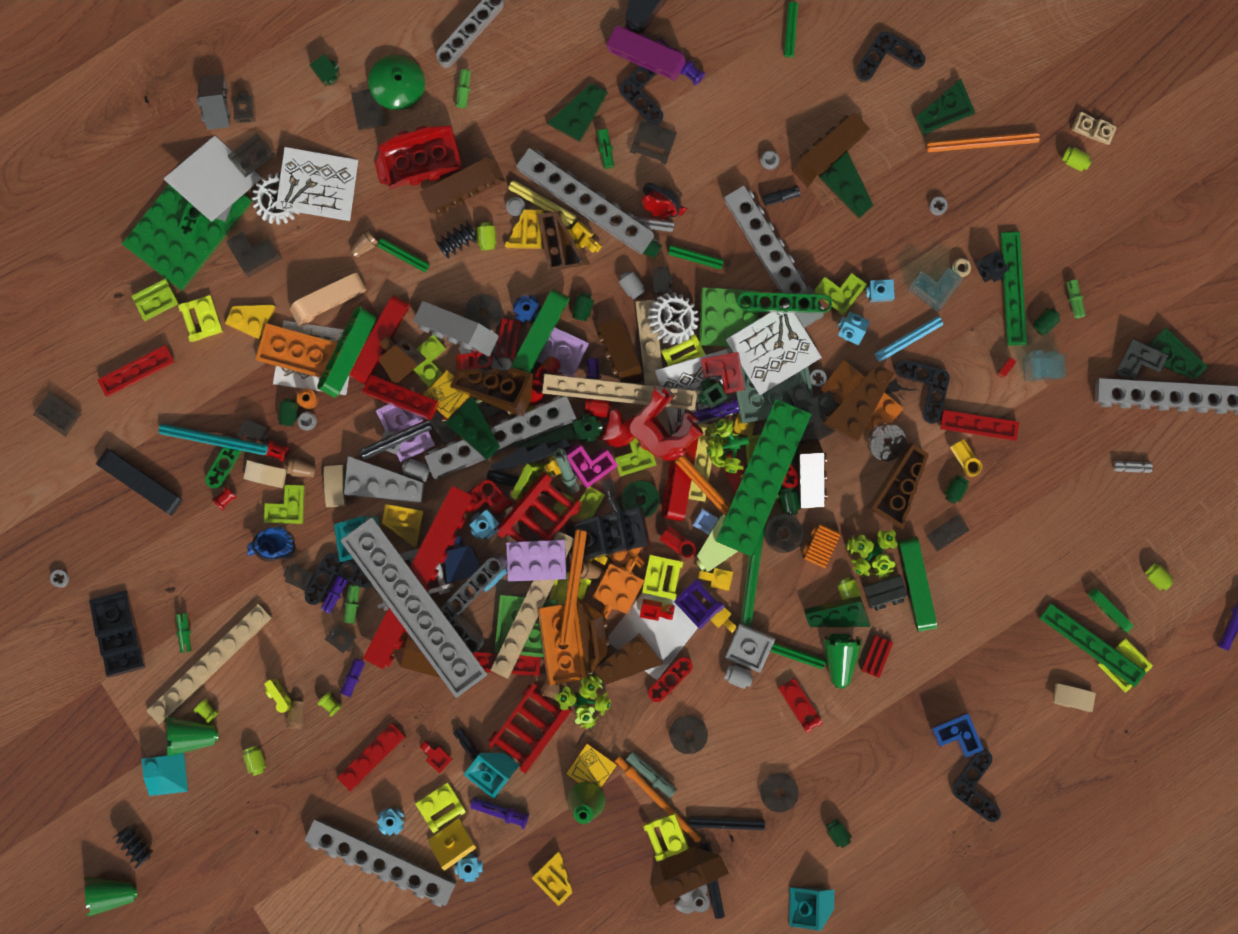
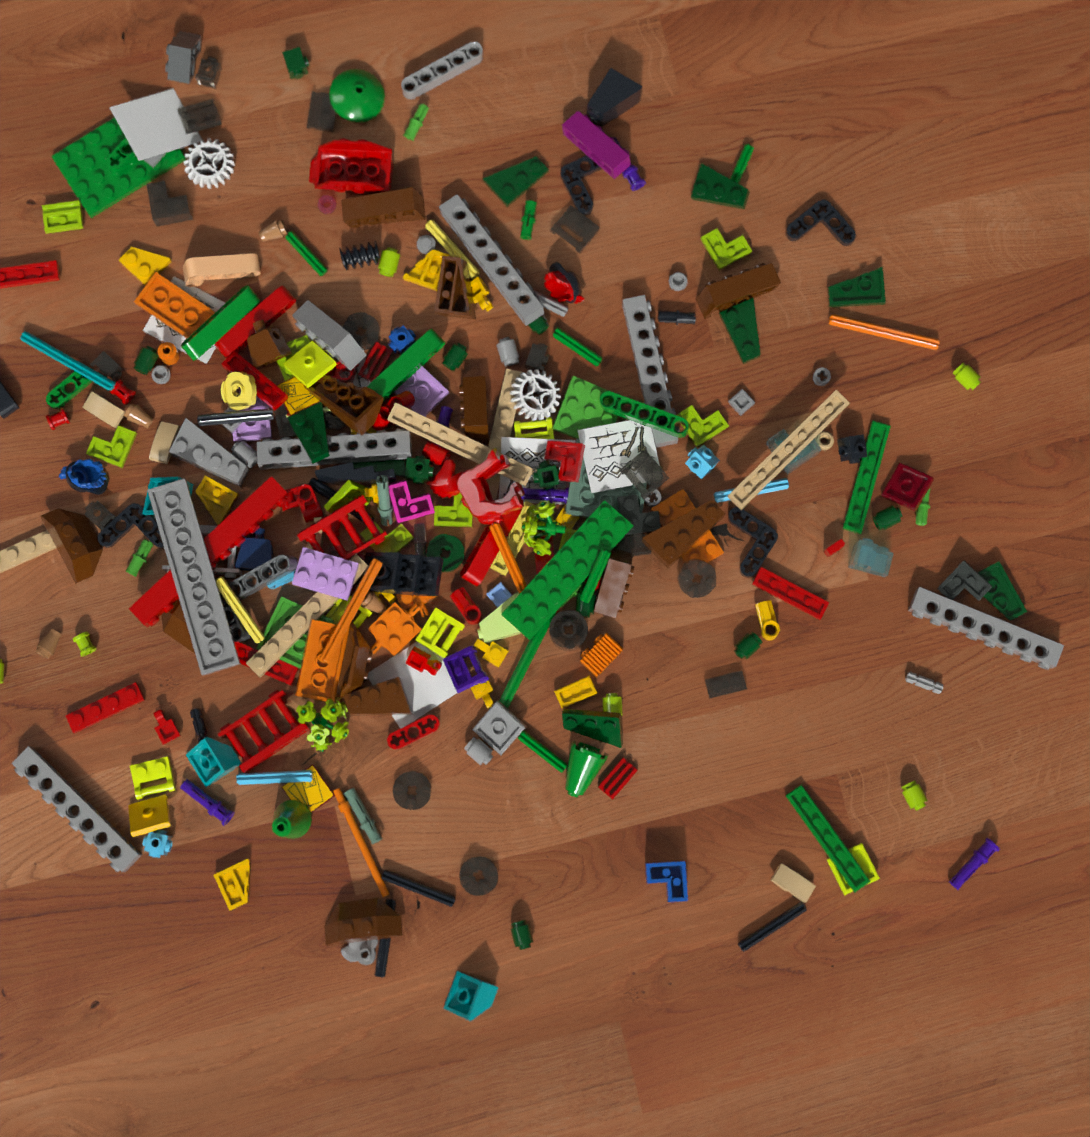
camera: 15 degrees right, 5 degrees down
(206, 316) = (104, 248): neon yellow plate -> none
(275, 690) = (39, 617): neon yellow plate -> none
(284, 610) = (74, 541): none -> reddish brown wedge
(317, 184) = (249, 162): white sticker -> none
(334, 594) = (126, 543): dark purple axle -> none
(338, 631) = (113, 579): clear smoke brick -> none
(352, 677) = (115, 626): dark purple axle -> none
(397, 817) = (106, 776): medium azure brick -> none
(399, 411) = (248, 390): none -> light yellow plate
(401, 196) = (326, 199): none -> clear pink plate
(448, 363) = (310, 364): none -> neon yellow plate
(467, 623) = (239, 610): none -> light yellow axle
(491, 525) = (284, 521): medium azure brick -> none
(555, 767) = (274, 777): none -> medium azure axle
(672, 835) = (362, 880): neon yellow plate -> none
(778, 56) = (718, 189): none -> dark green wing
(792, 474) = (595, 575): none -> green axle
(800, 705) = (528, 799): red plate -> none
(804, 117) = (723, 253): none -> lime plate
(805, 354) = (649, 471): none -> clear smoke plate
(809, 589) = (575, 692): none -> yellow plate
(865, 546) = (652, 688): lime plant -> none
(870, 257) = (741, 402): none -> light grey tile
(880, 290) = (739, 436): medium azure brick -> none
(884, 592) = (646, 719): pearl dark grey brick -> none
(899, 487) = (692, 626): reddish brown wedge -> none
(917, 584) = (680, 722): green beam -> none
(933, 290) = (788, 450): none -> tan plate
(970, 784) = (663, 932): black beam -> none
(1055, 285) = (907, 487): none -> dark red tile
(1068, 744) = (772, 926): none -> black axle
(1094, 129) = (992, 354): tan slope -> none
(1110, 610) = (856, 811): green beam -> none

